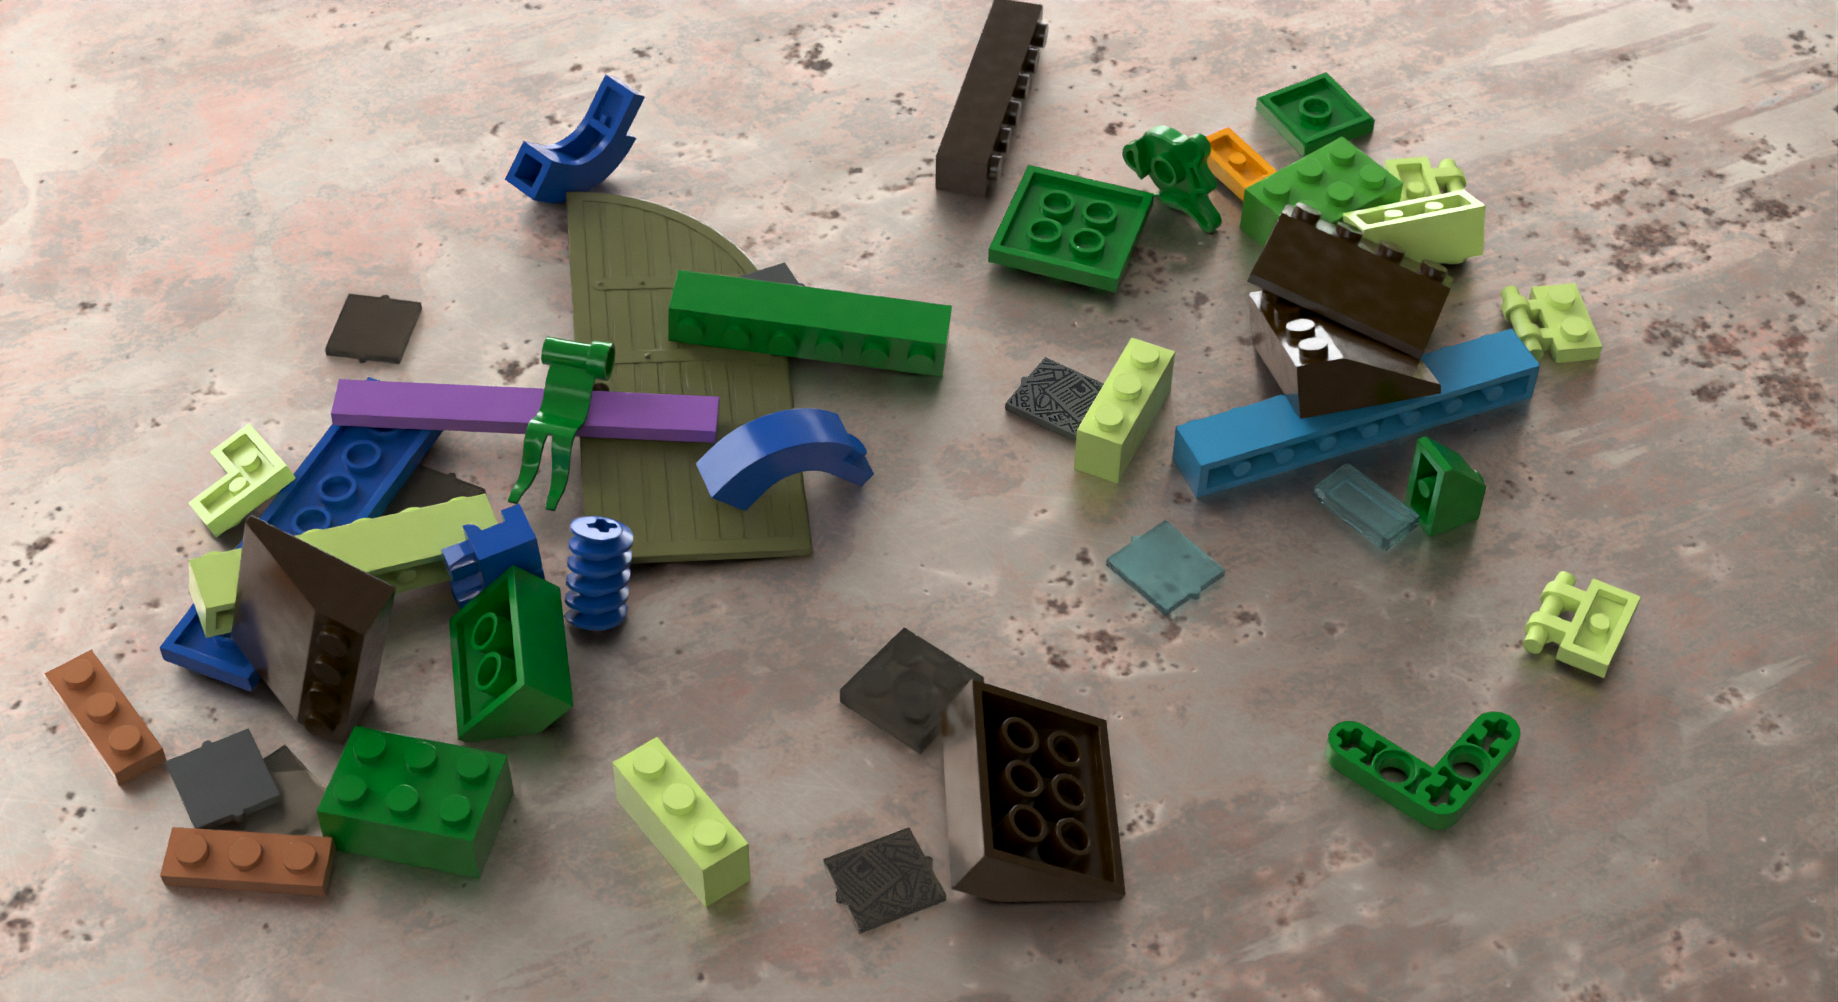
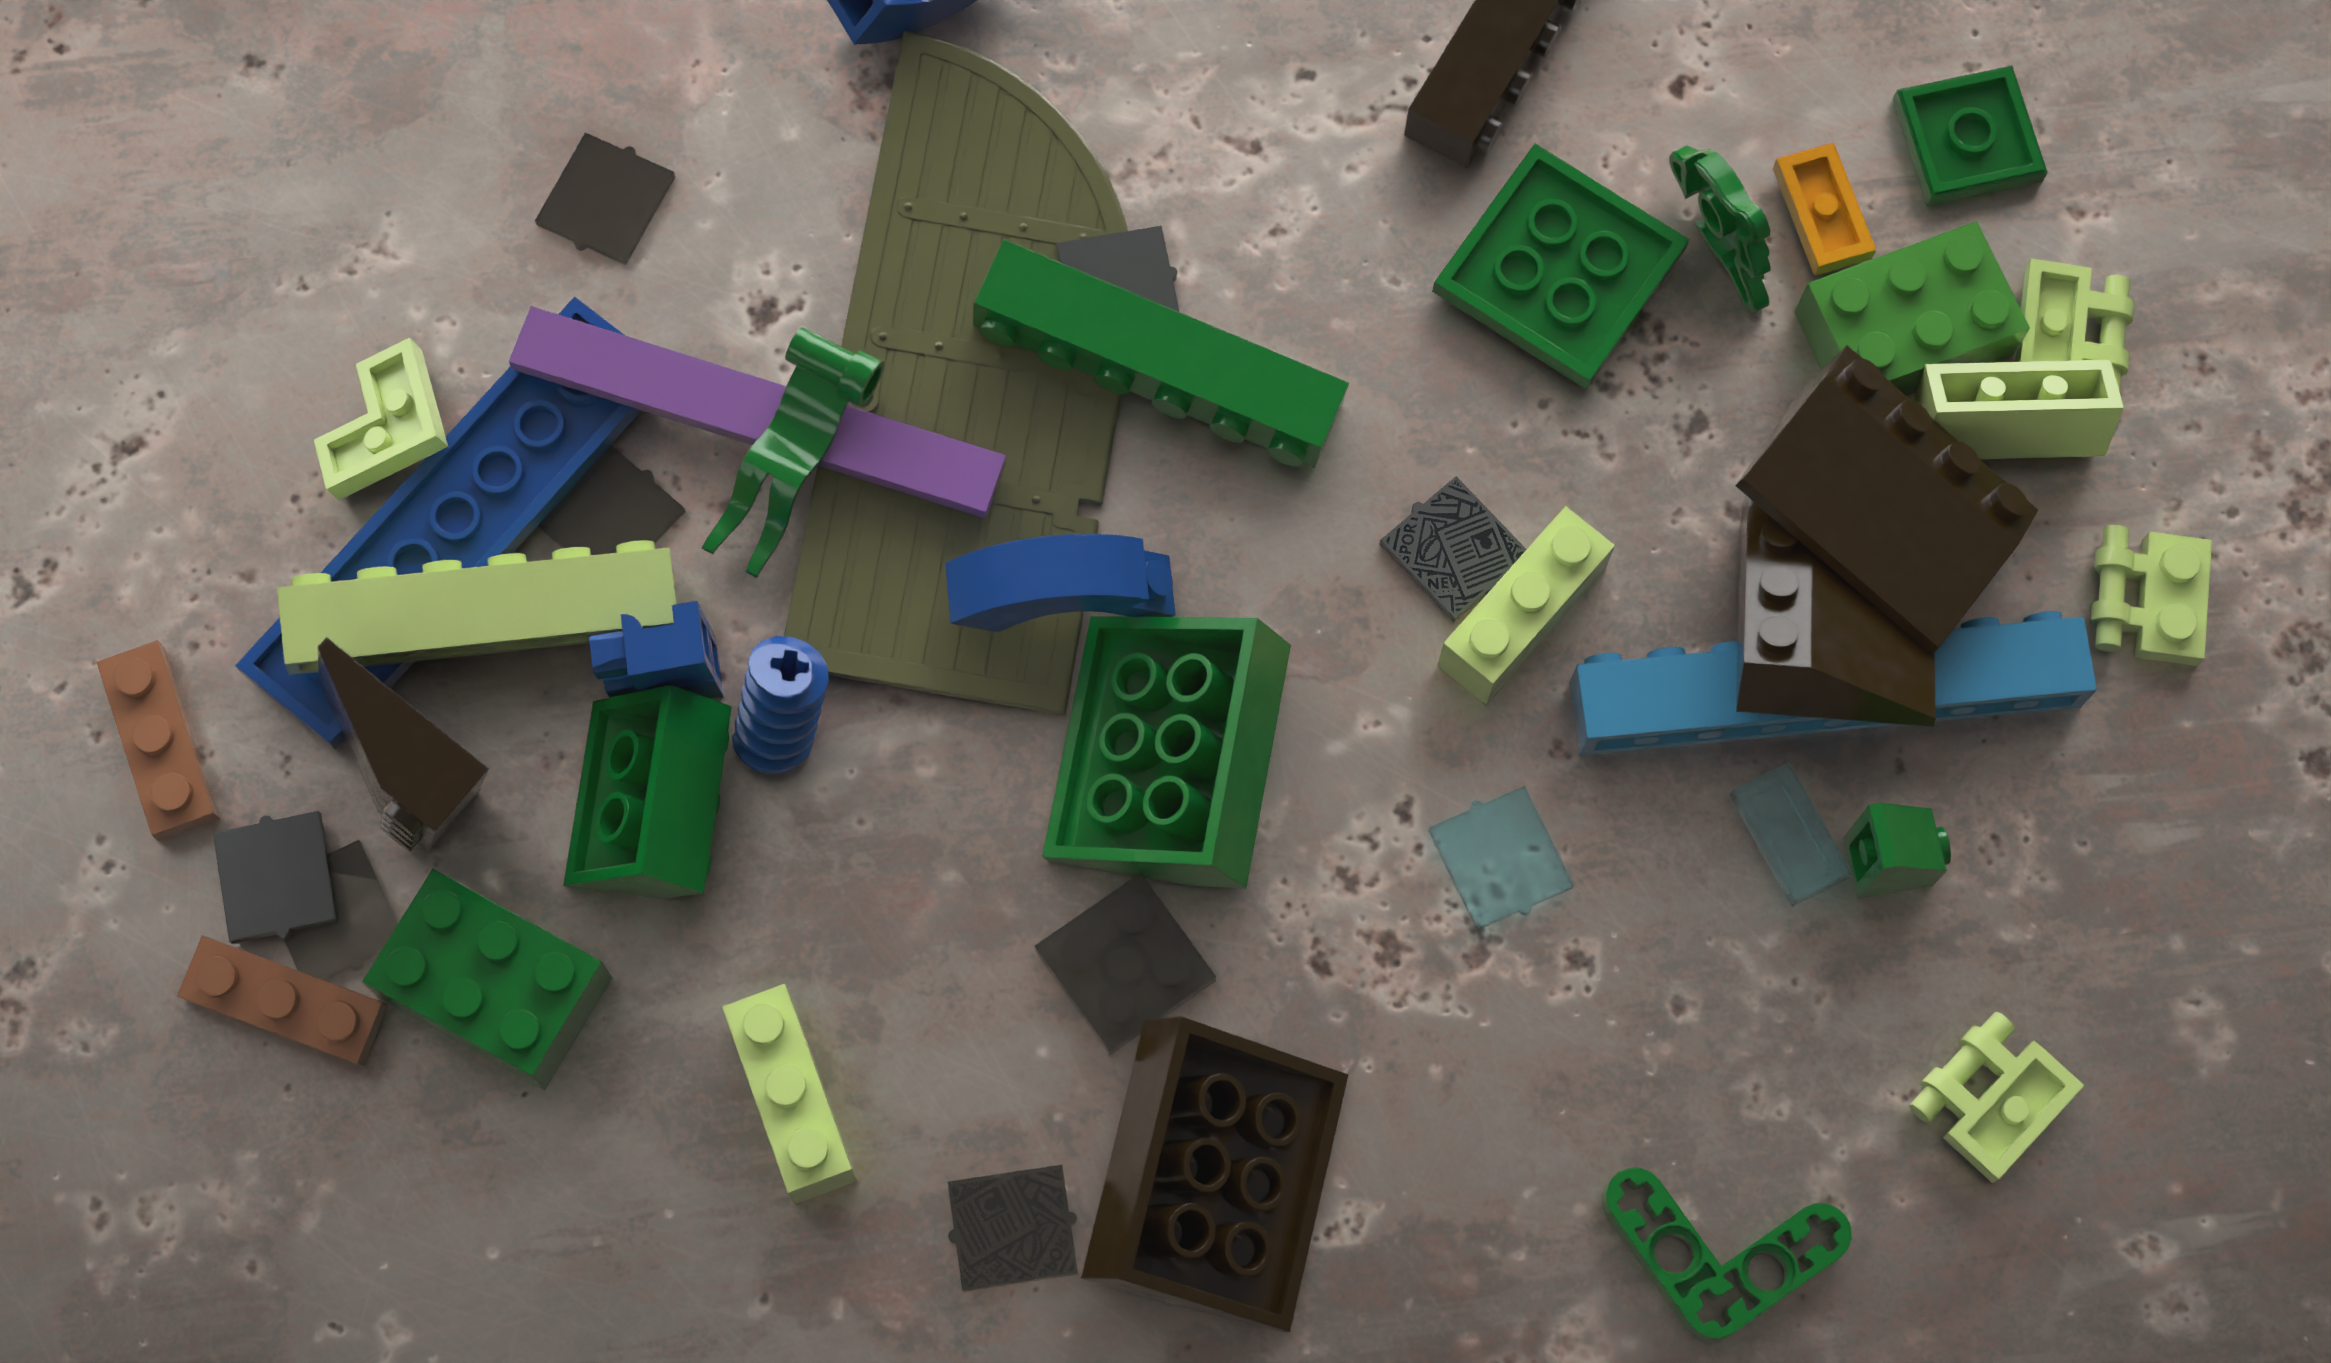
camera: 15 degrees right, 25 degrees up
(898, 547) = (1169, 748): none -> green slope

